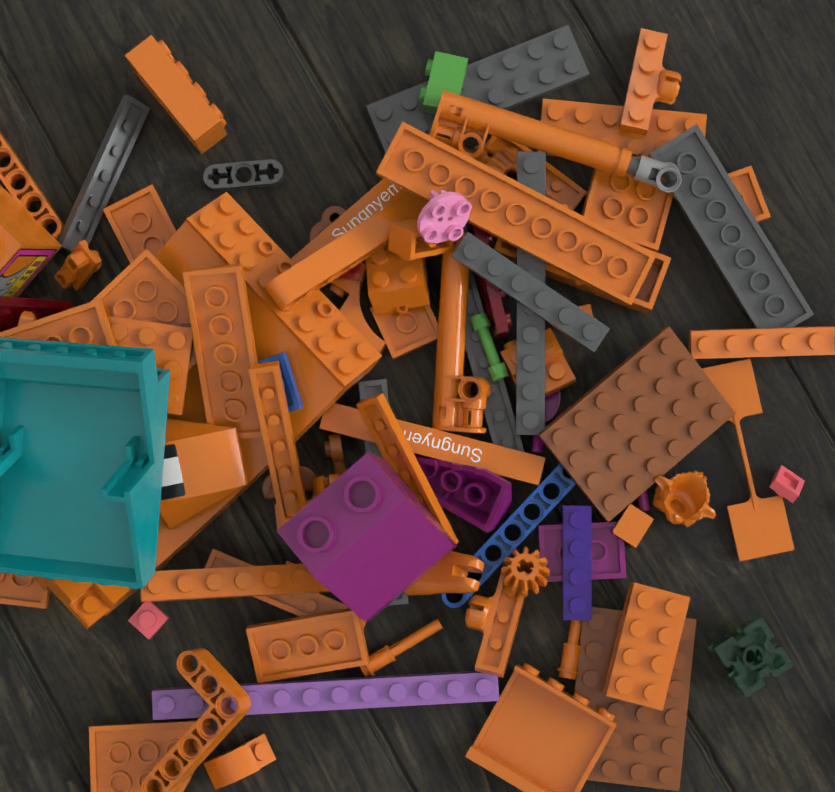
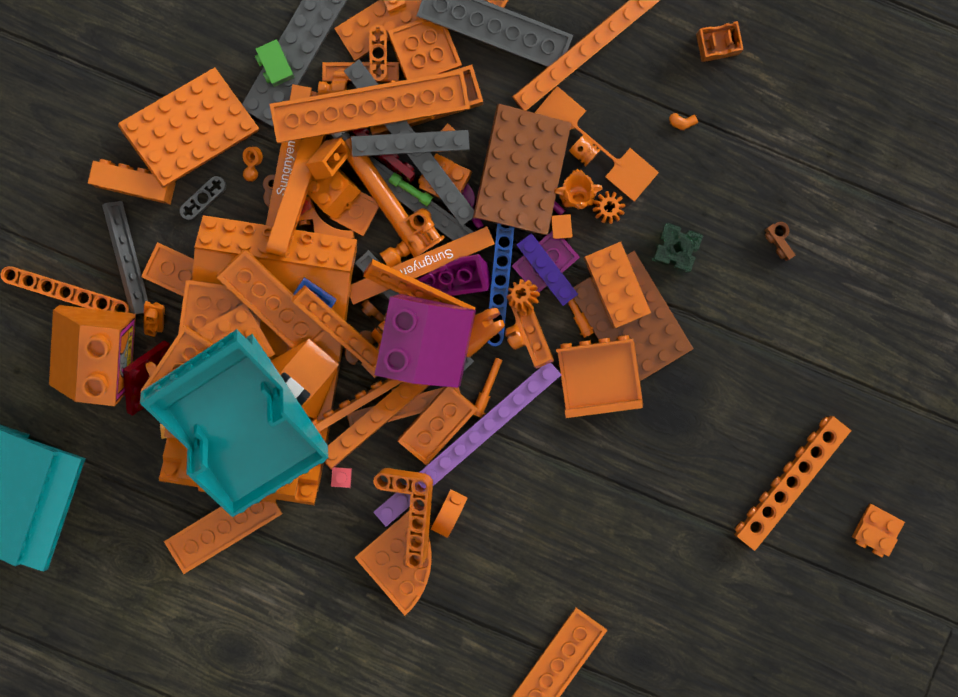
camera: 35 degrees left, 5 degrees up
(218, 543) = (349, 406): none -> orange plate
(289, 81) = (188, 127): none -> orange plate
(335, 172) = (250, 173): none -> orange plate
(408, 408) = (393, 256): none -> orange piece
(443, 217) = (332, 139): bright pink plate -> none
(465, 117) = (301, 73): orange piece -> none
(565, 184) = (384, 47): none -> orange beam
(703, 535) = (603, 203): none -> orange gear
(731, 462) = (588, 152): none -> orange piece
(787, 484) = (628, 139): coral plate -> none

